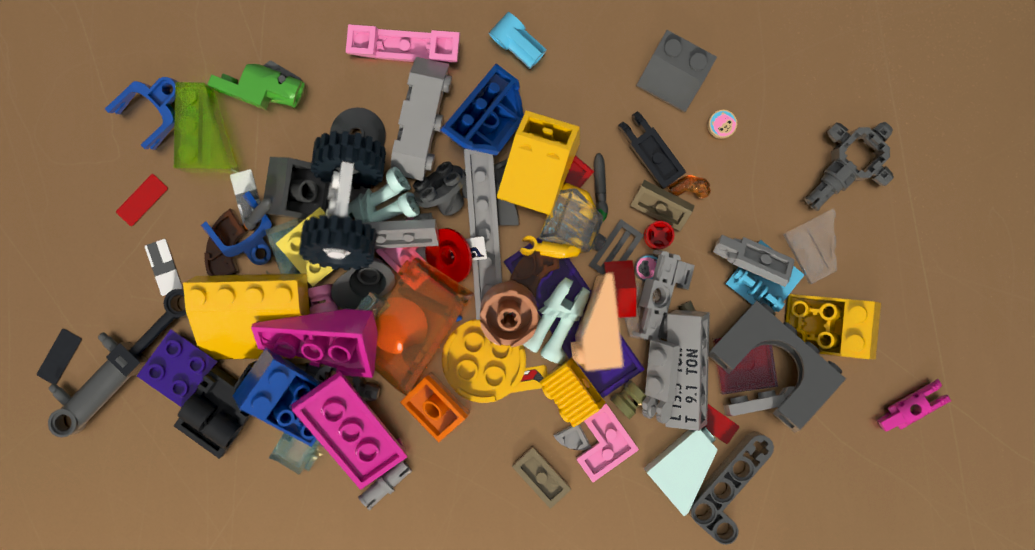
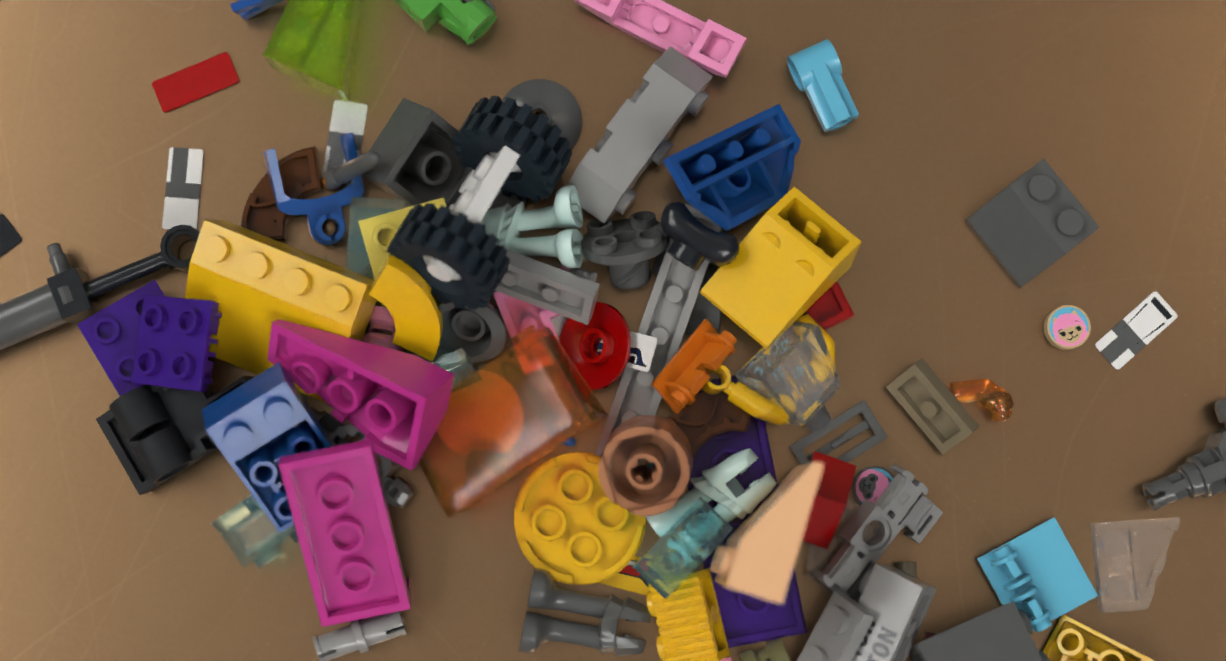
camera: 20 degrees right, 5 degrees down
(199, 362) = (176, 343): none -> dark purple hinge
(329, 280) = (412, 306): none -> yellow tile
(435, 407) = (479, 555): orange slope -> none
(480, 169) = (695, 241): none -> black piece
(489, 434) = (542, 628): none -> dark grey piece
(510, 243) = (691, 364): none -> orange hinge
(551, 353) = (682, 548): none -> clear light blue slope
(600, 185) = (855, 339): dark grey piece -> none
(653, 152) = (951, 324): black hinge -> none
(662, 235) = (916, 443): red wheel -> none
(756, 258) = (1036, 540): light grey hinge -> none
(763, 108) = (1136, 330): none -> sticker

